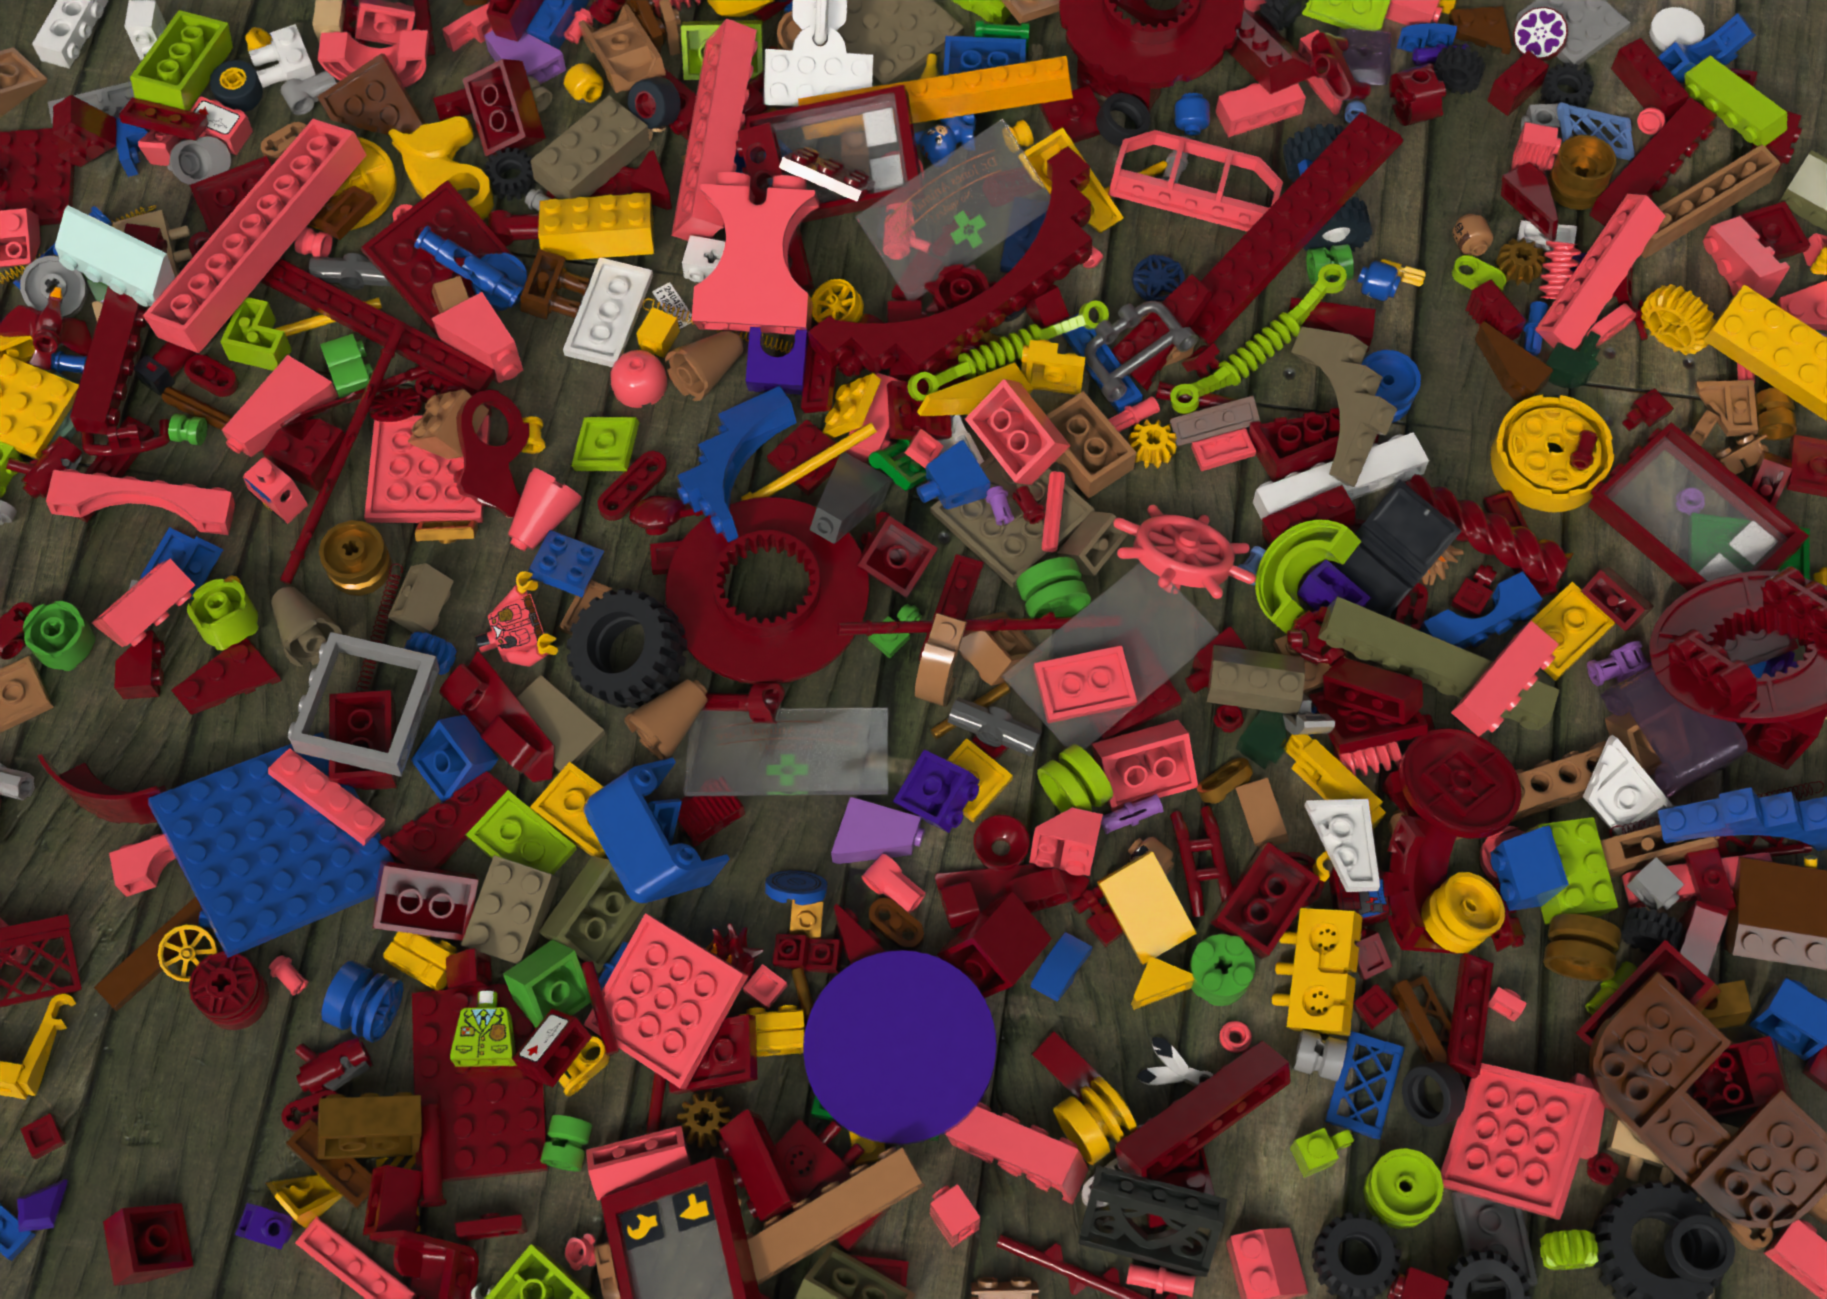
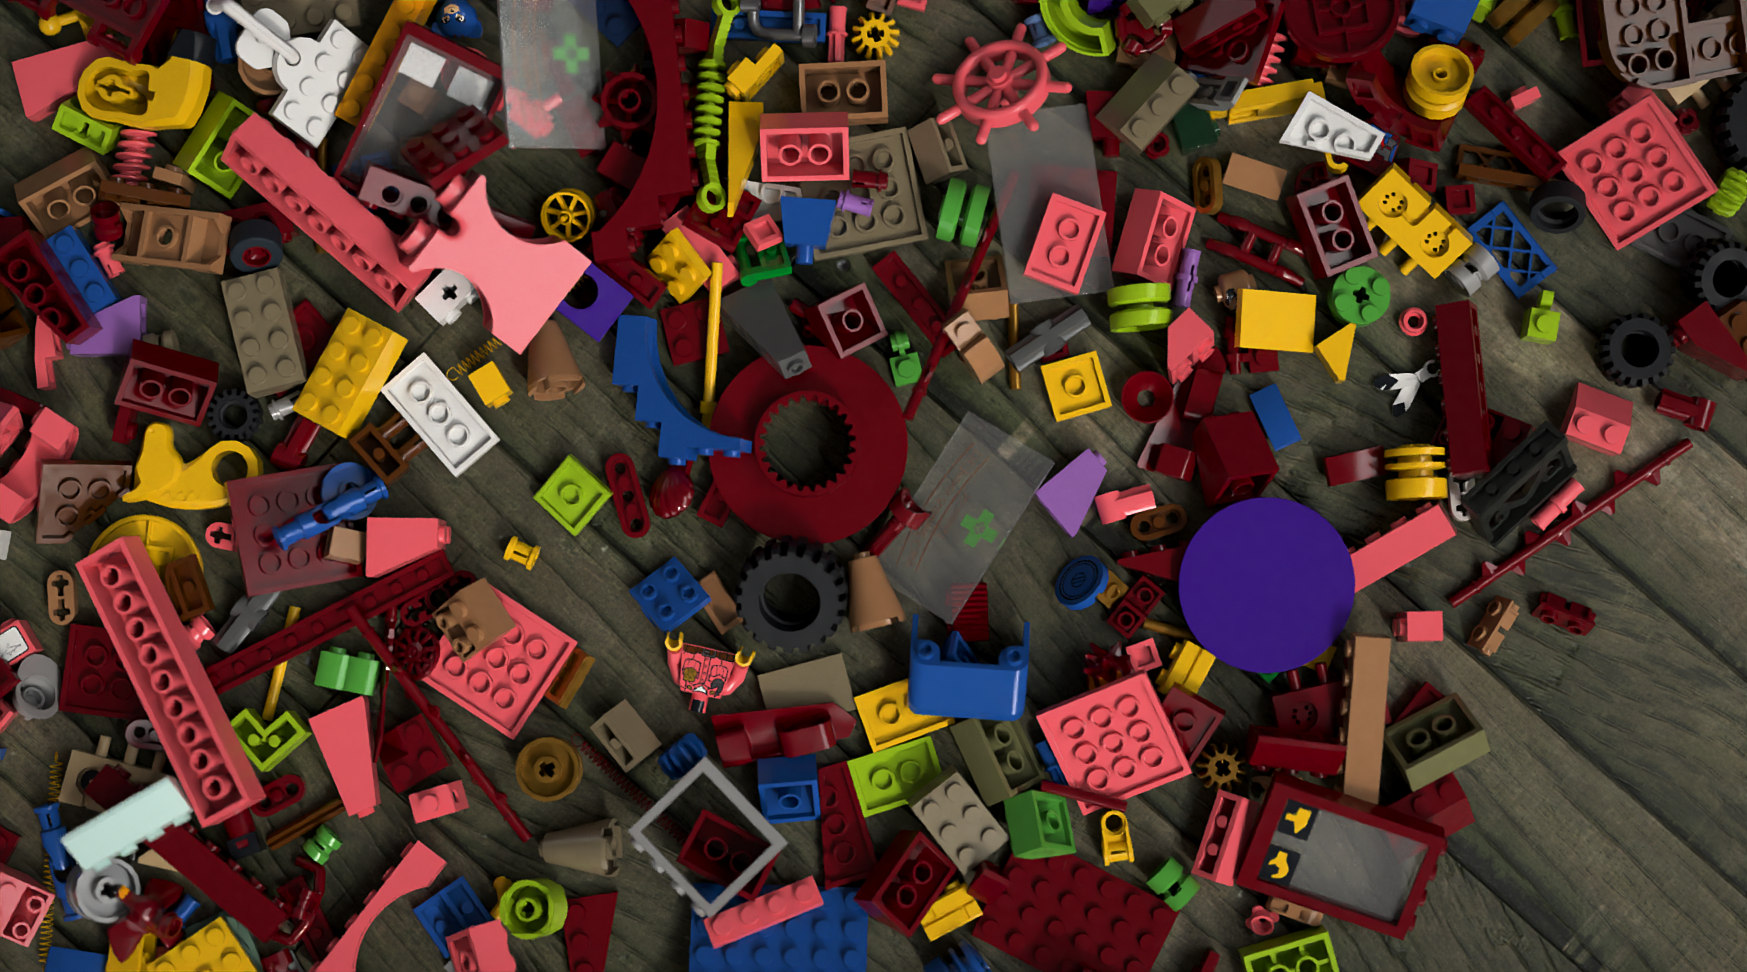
camera: 55 degrees left, 20 degrees up
(303, 94) = (20, 553): light grey piece -> none
(484, 1035) = (1050, 897): lime torso -> none
(486, 467) = (544, 613): dark red animal -> none
(541, 509) = (605, 587): coral cone -> none
(552, 1047) = (1097, 852): dark red brick -> none
(583, 83) = (180, 293): yellow head -> none
(638, 379) = (525, 428): coral cylinder -> none
(650, 180) = (329, 297): dark red slope -> none
(656, 1104) = (1188, 801): dark red bar -> none
(668, 295) = (456, 351): white sticker -> none
(937, 791) = (1076, 421): dark purple plate -> none
(1053, 511) = (888, 163): coral axle -> none
(1422, 1192) = (1626, 274): lime wheel -> none

